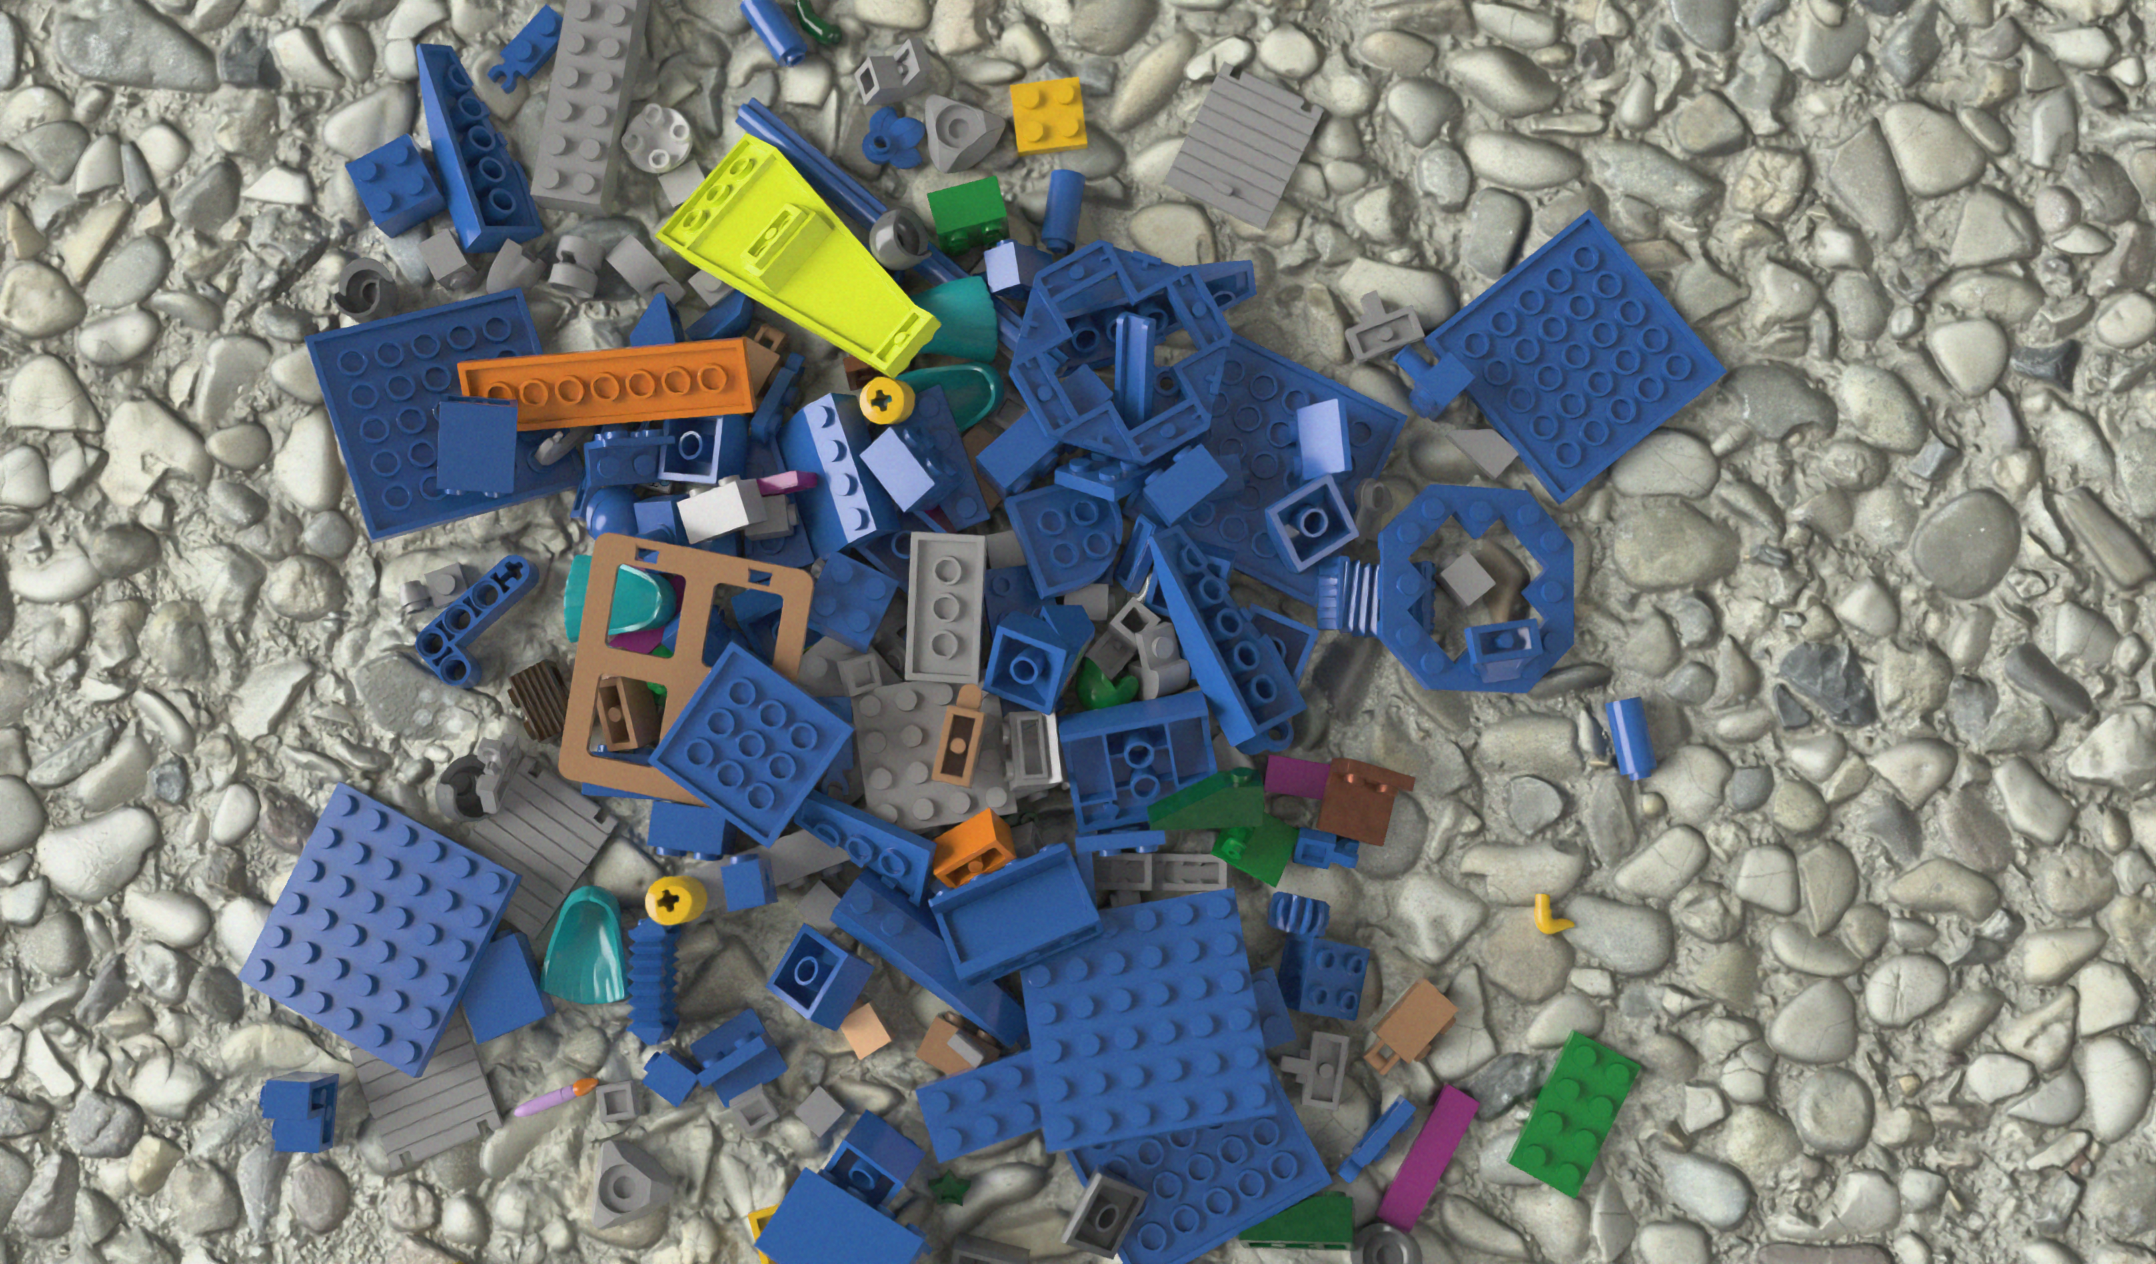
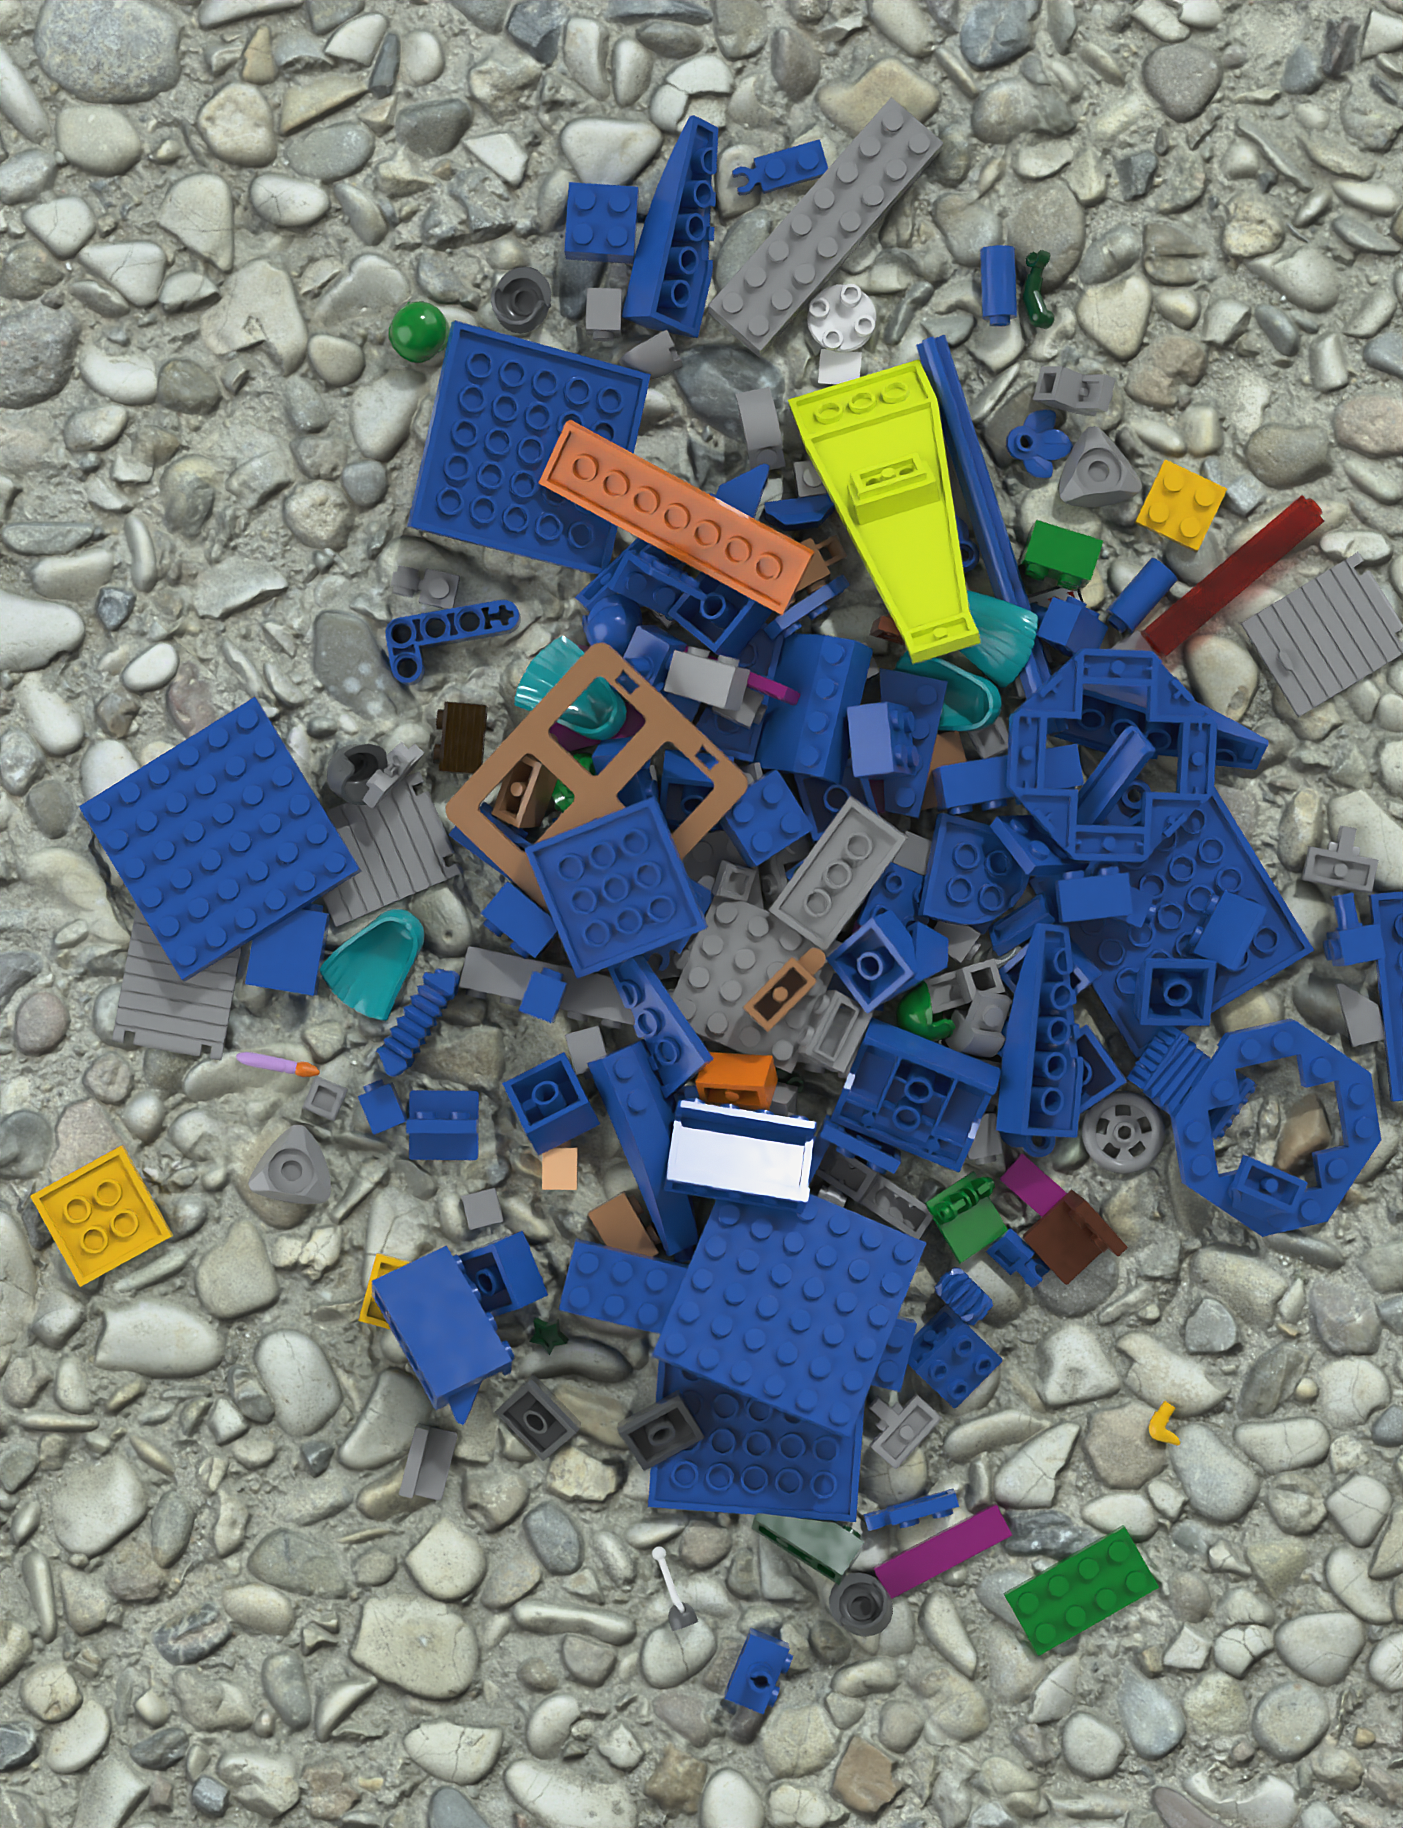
camera: 25 degrees right, 5 degrees up
(291, 376) = (418, 331): none -> green helmet
(302, 1110) = (72, 949): blue brick -> none
(476, 445) = (542, 500): blue brick -> none
(554, 449) = (604, 536): light grey piece -> none
(577, 265) = (696, 389): light grey wheel -> none
(661, 902) = (472, 959): yellow piece -> none
(754, 1108) = (431, 1173): light grey tile -> none
(879, 390) = (884, 679): yellow piece -> none
(899, 239) = (990, 545): dark grey helmet -> none
(967, 1048) = (634, 1234): light grey tile -> none
(1131, 142) = (1233, 576): none -> clear red brick
(1217, 801) = (954, 1165): dark green slope -> none
(1362, 704) = (1124, 1161): none -> light grey plate
(1371, 501) = (1237, 1002): light grey plate -> none
(1411, 1026) = (996, 1440): medium nougat brick -> none
(1463, 579) = (1272, 1112): light grey brick -> none
(1631, 738) = (1323, 1325): blue brick -> none

